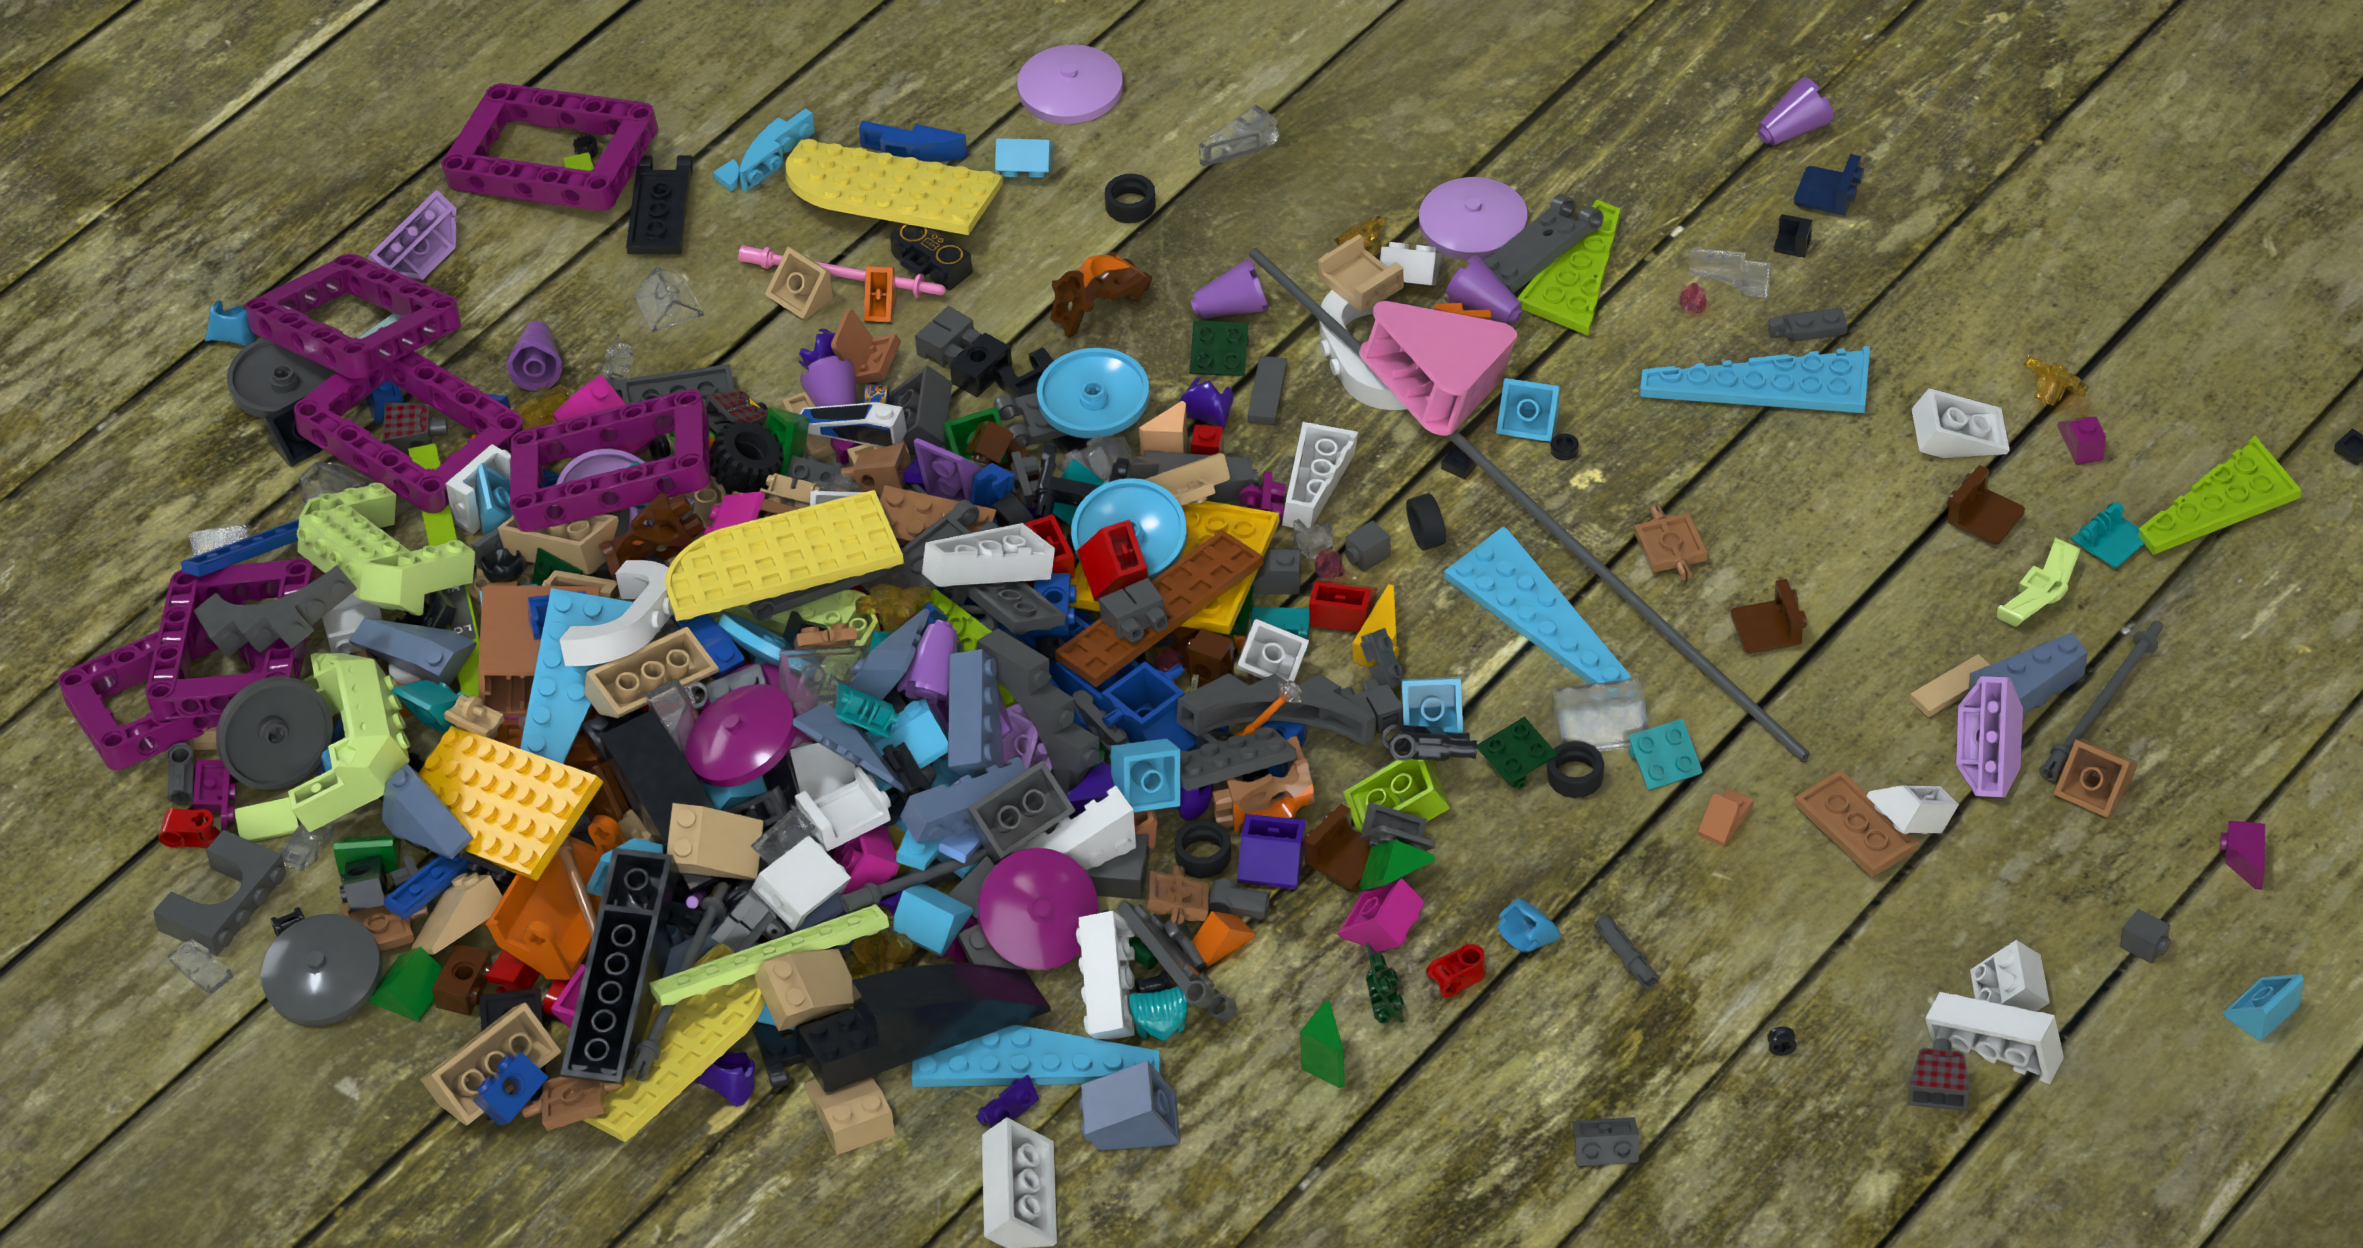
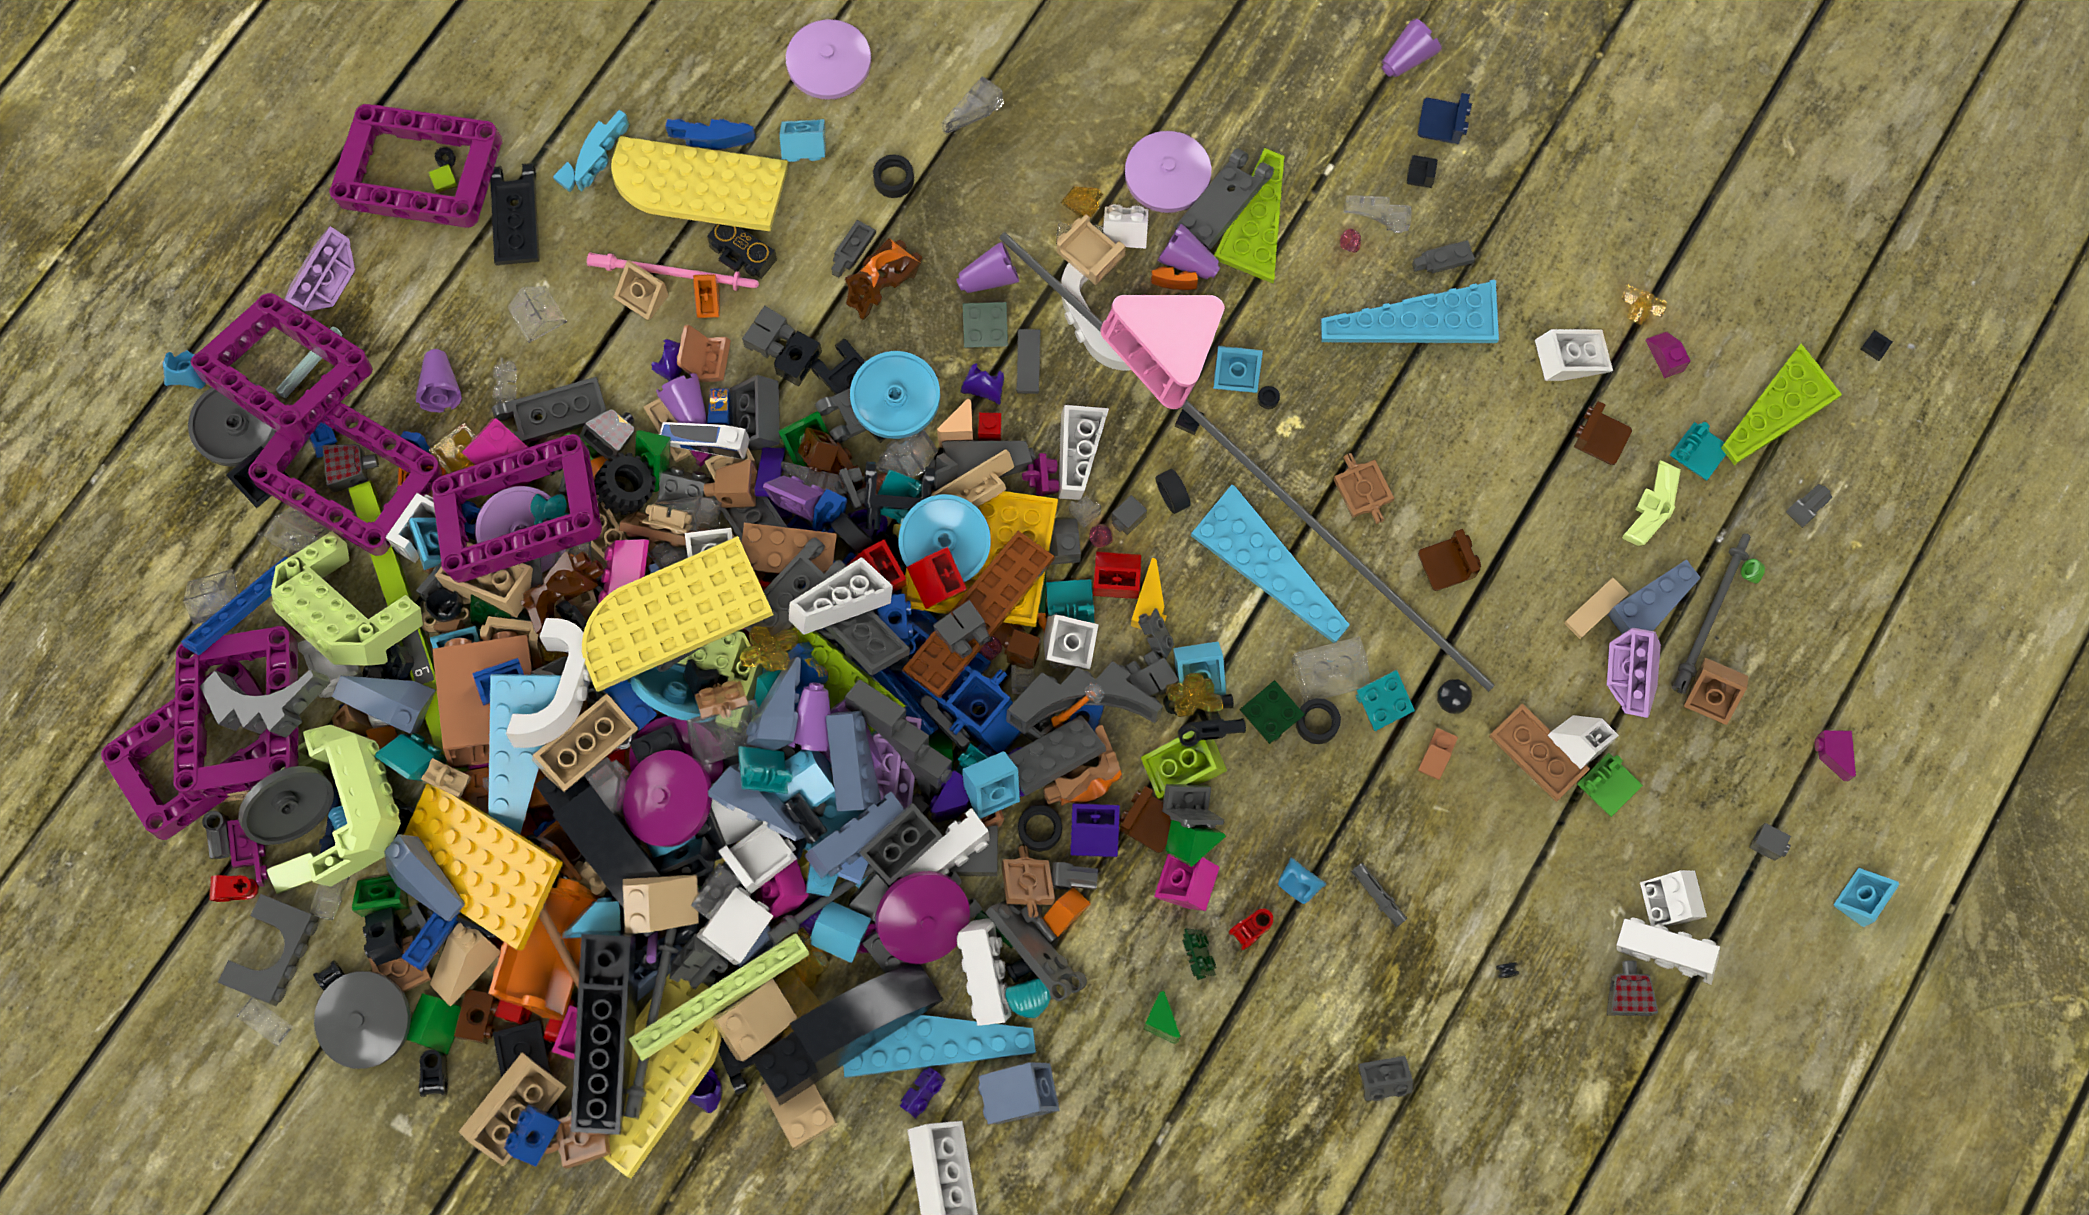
camera: 10 degrees left, 25 degrees up
(396, 1034) = (433, 1076): none -> black piece
(1065, 260) = (852, 247): none -> dark grey hinge
(1418, 713) = (1194, 694): none -> clear yellow plant
(1756, 758) = (1454, 696): none -> black hair
(1944, 863) = (1610, 784): none -> bright green hinge
(2161, 660) = (1753, 570): none -> bright green tile
(2239, 603) = (1805, 509): none -> dark grey piece

